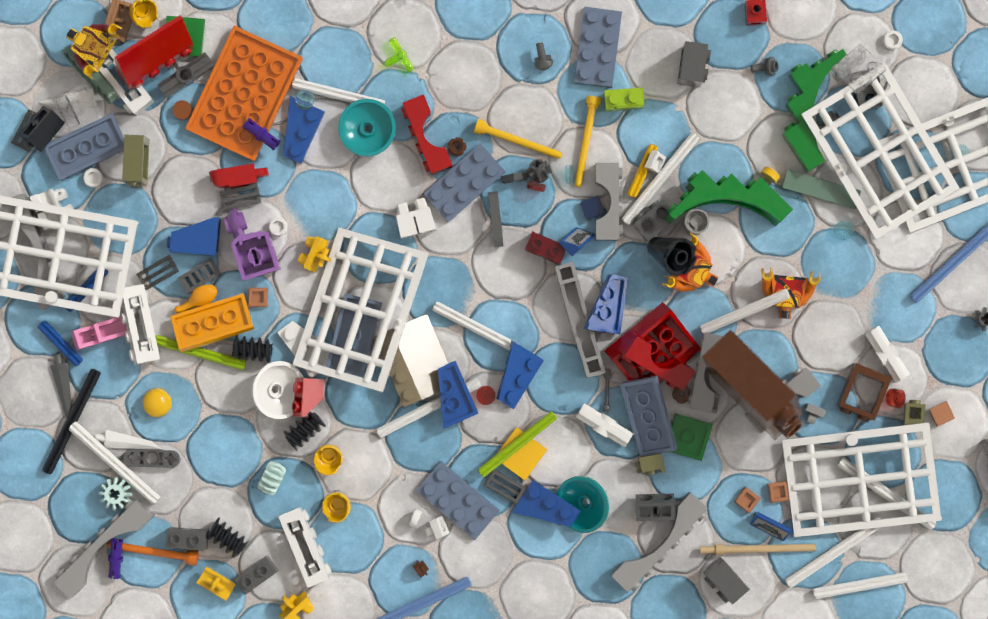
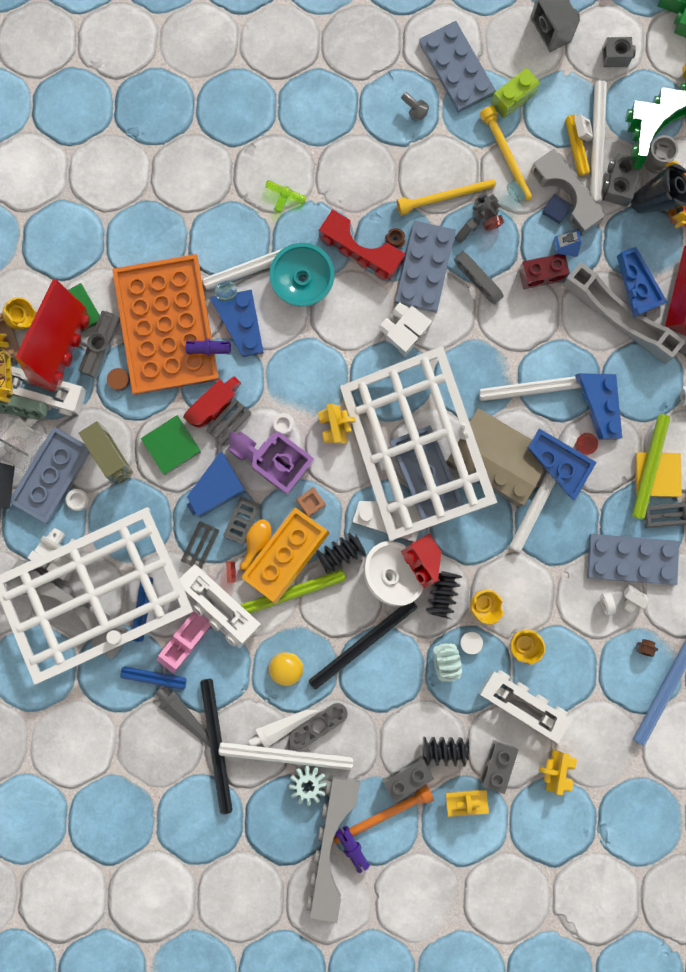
camera: 35 degrees left, 5 degrees down
(165, 307) = (230, 572): none -> clear red tile
(187, 185) = (170, 445): none -> green tile
(229, 423) = (361, 645): none -> black axle
(300, 477) = (471, 643): none -> white tile
(723, 113) = (612, 58): none -> dark grey brick

